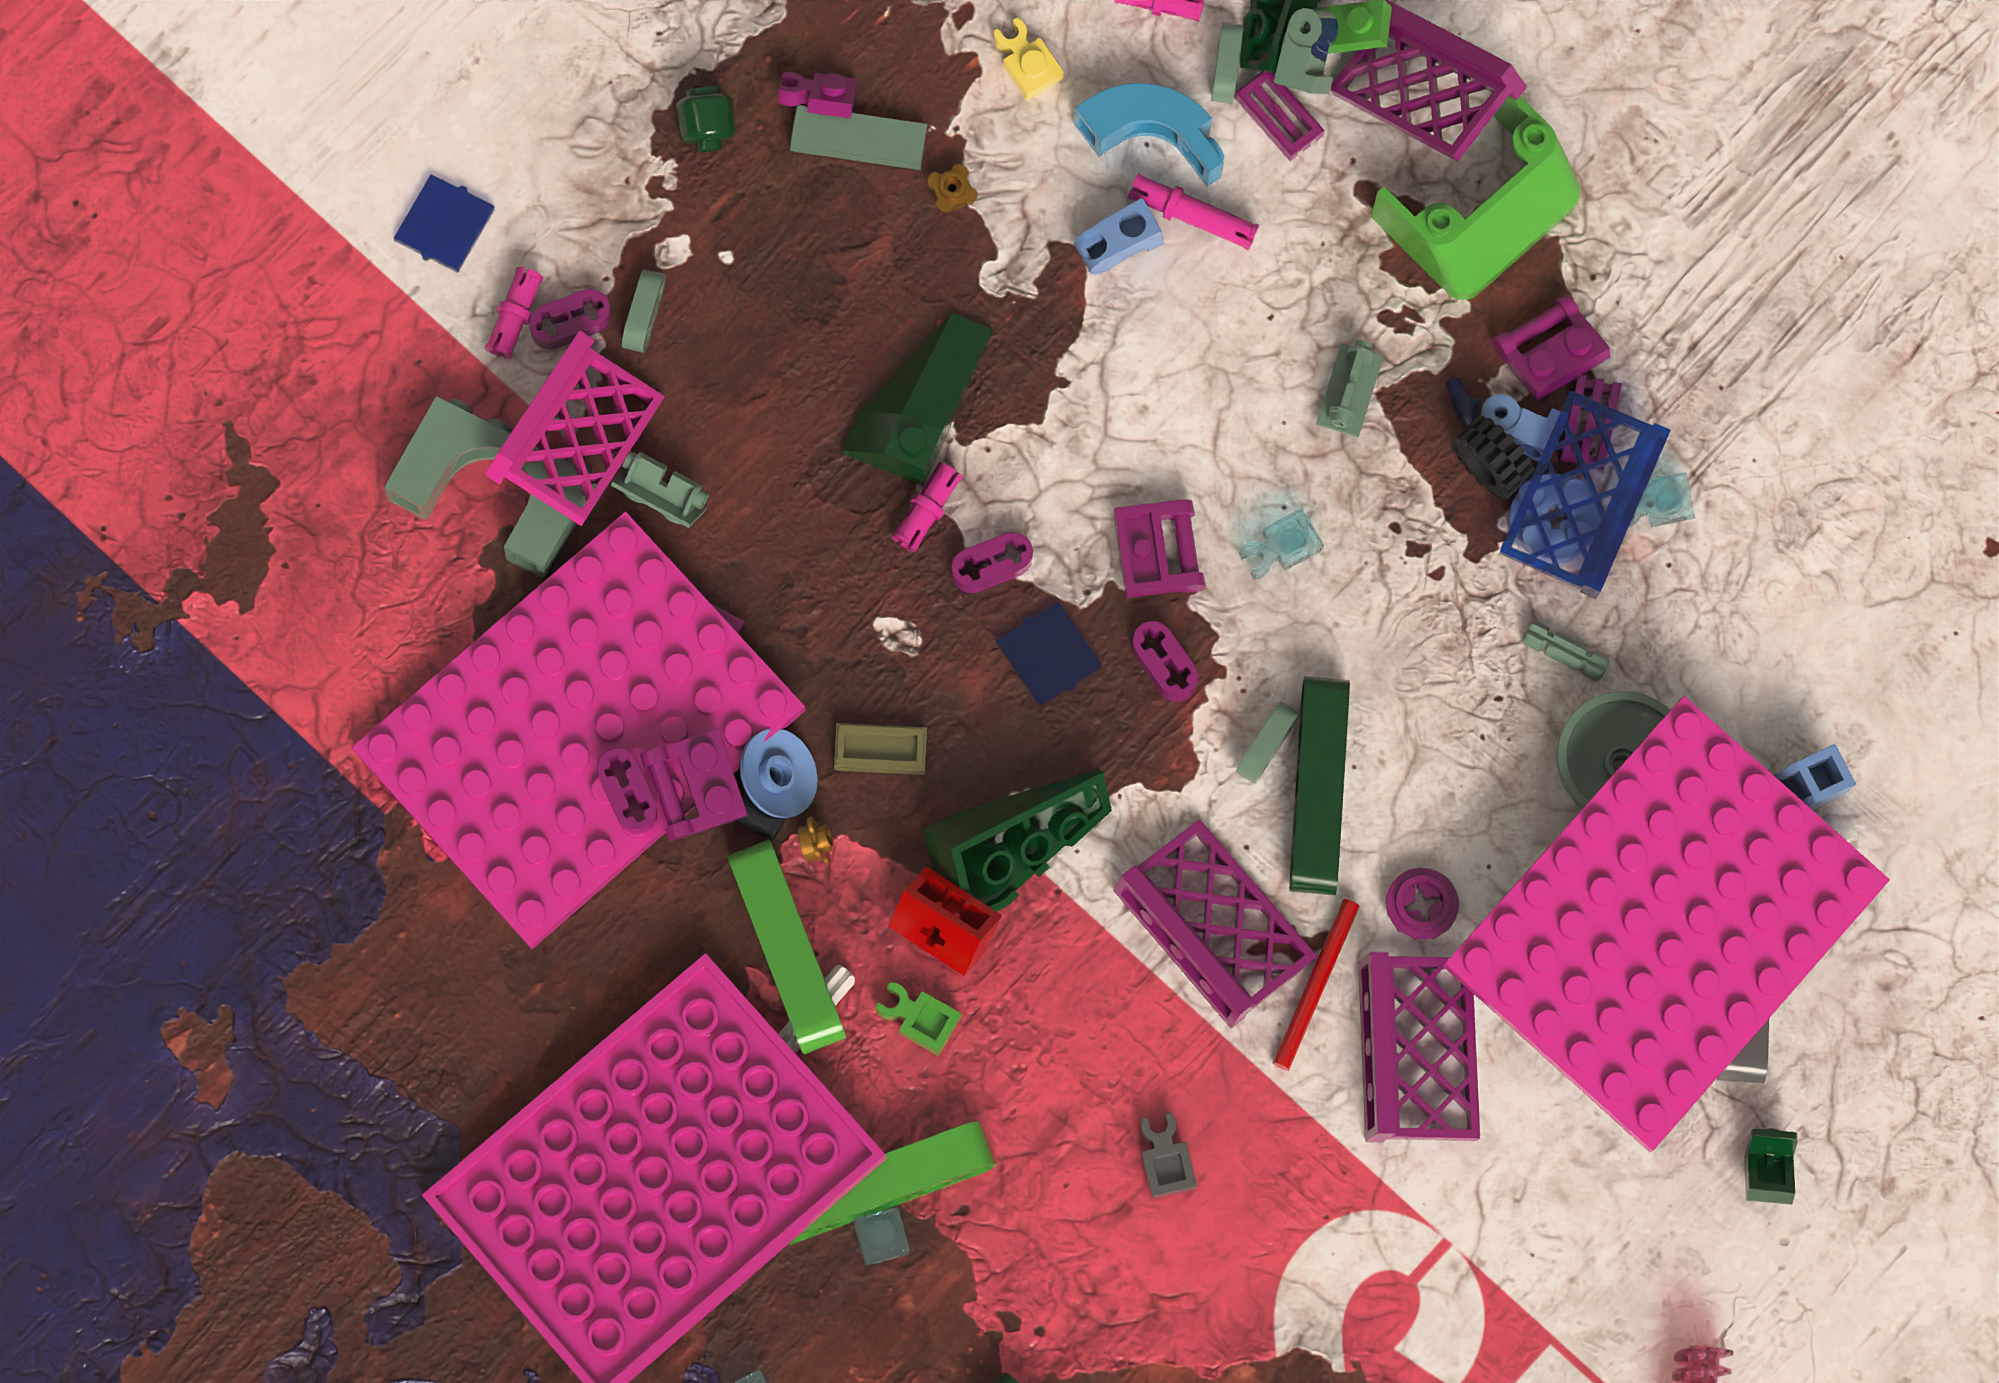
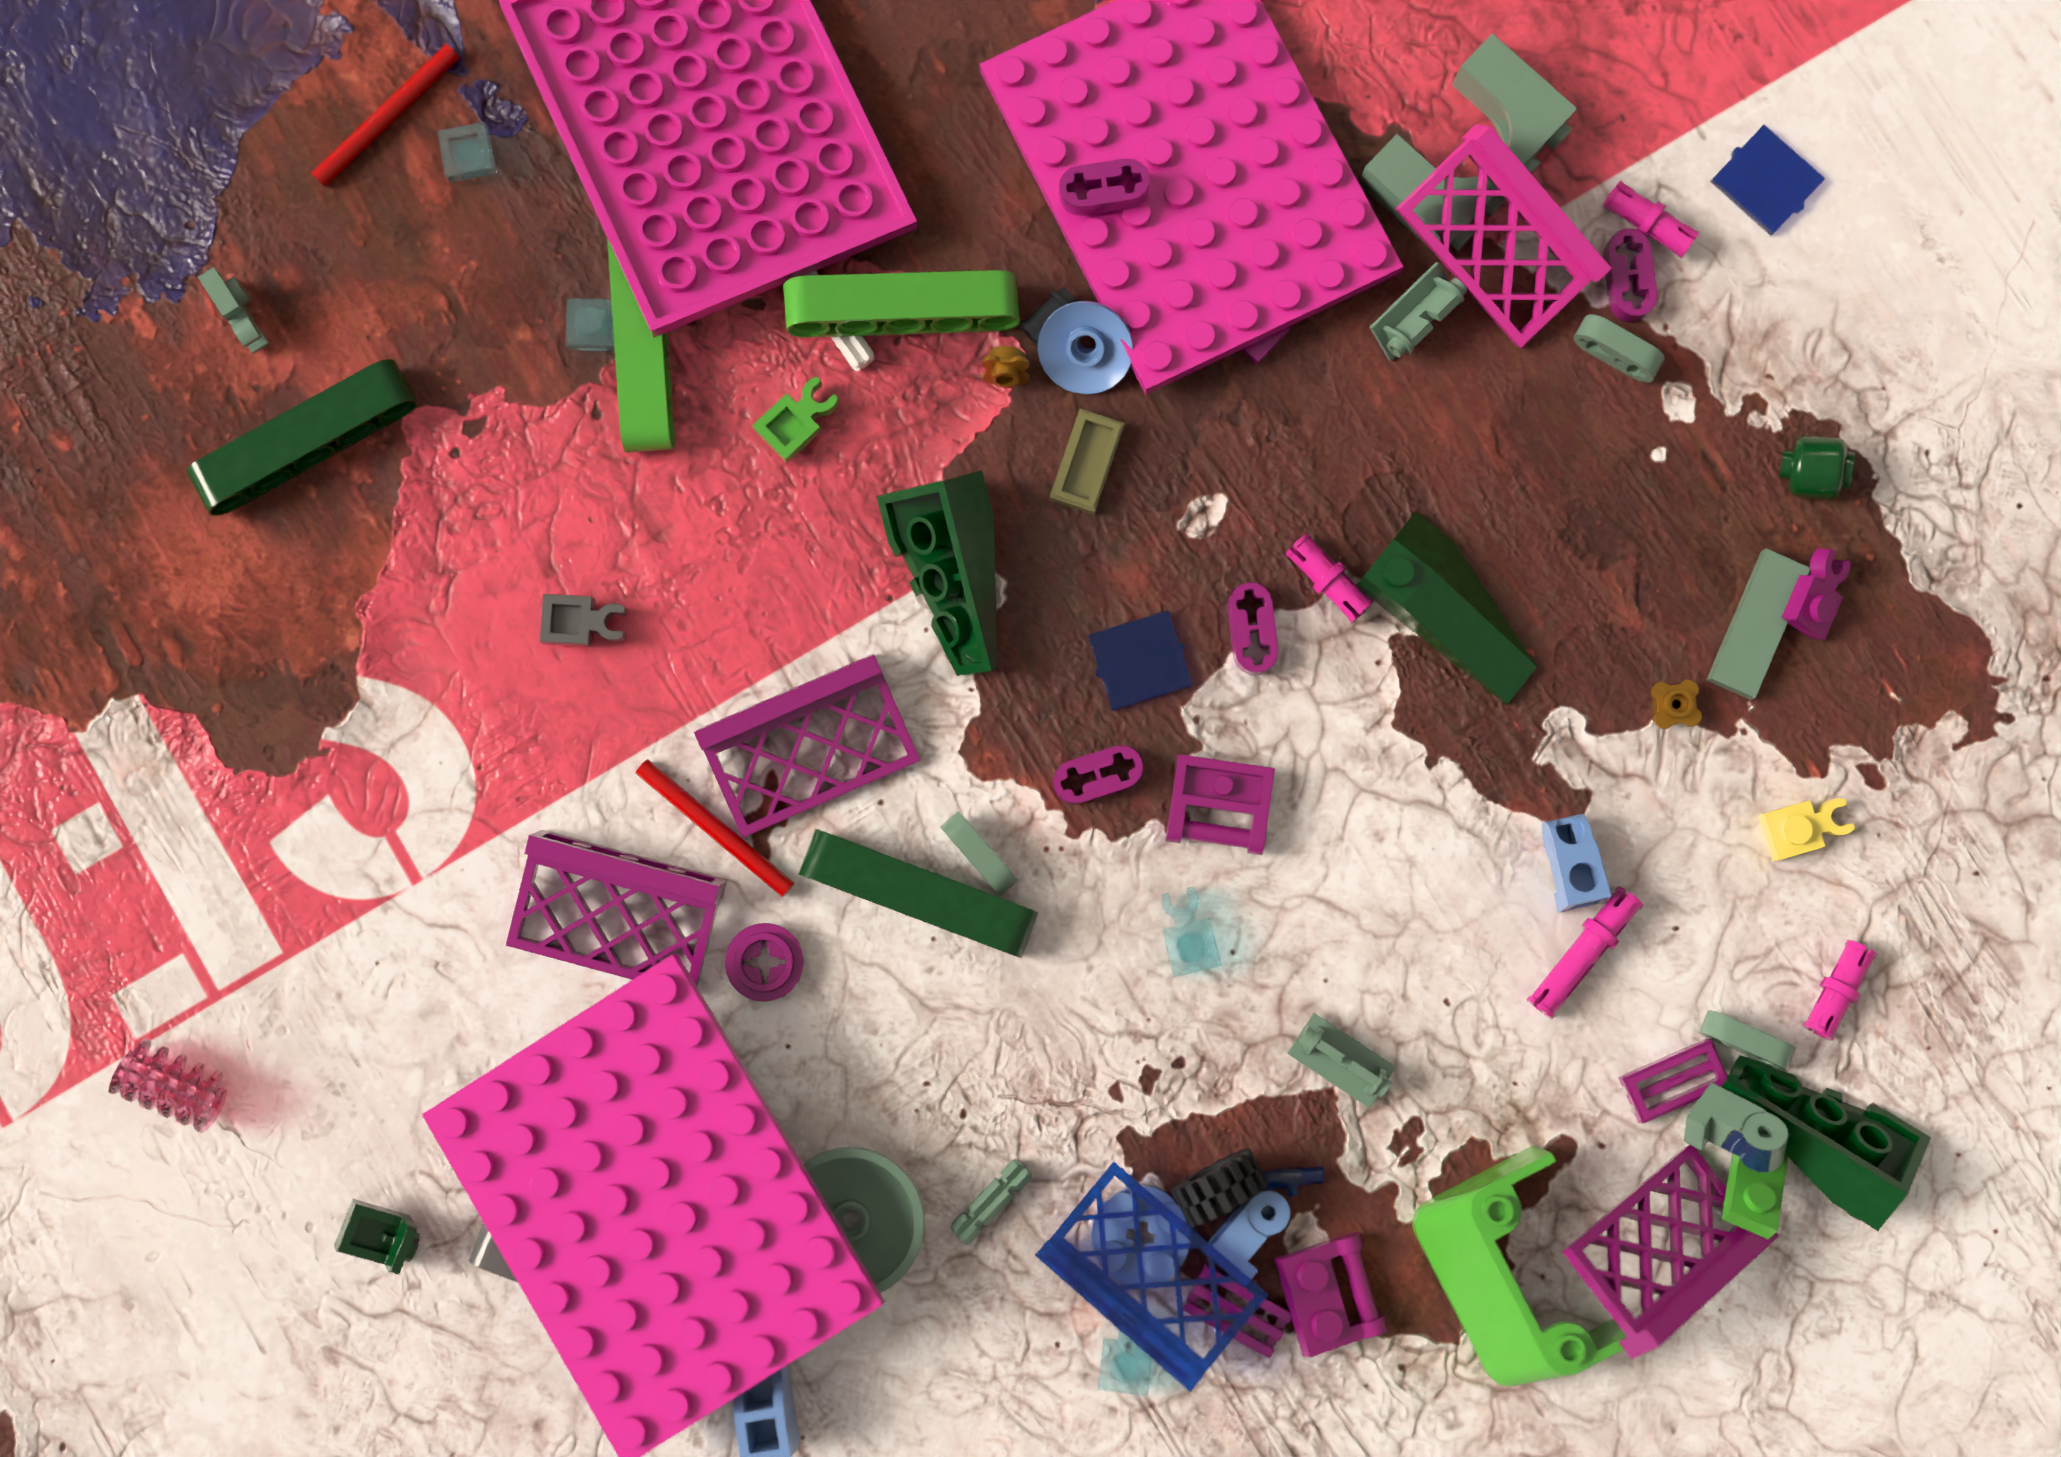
camera: 110 degrees right, 10 degrees up
(708, 779) = (1091, 269): magenta plate -> none
(945, 921) = (882, 466): red brick -> none
(1155, 112) = (1712, 939): dark azure arch -> none

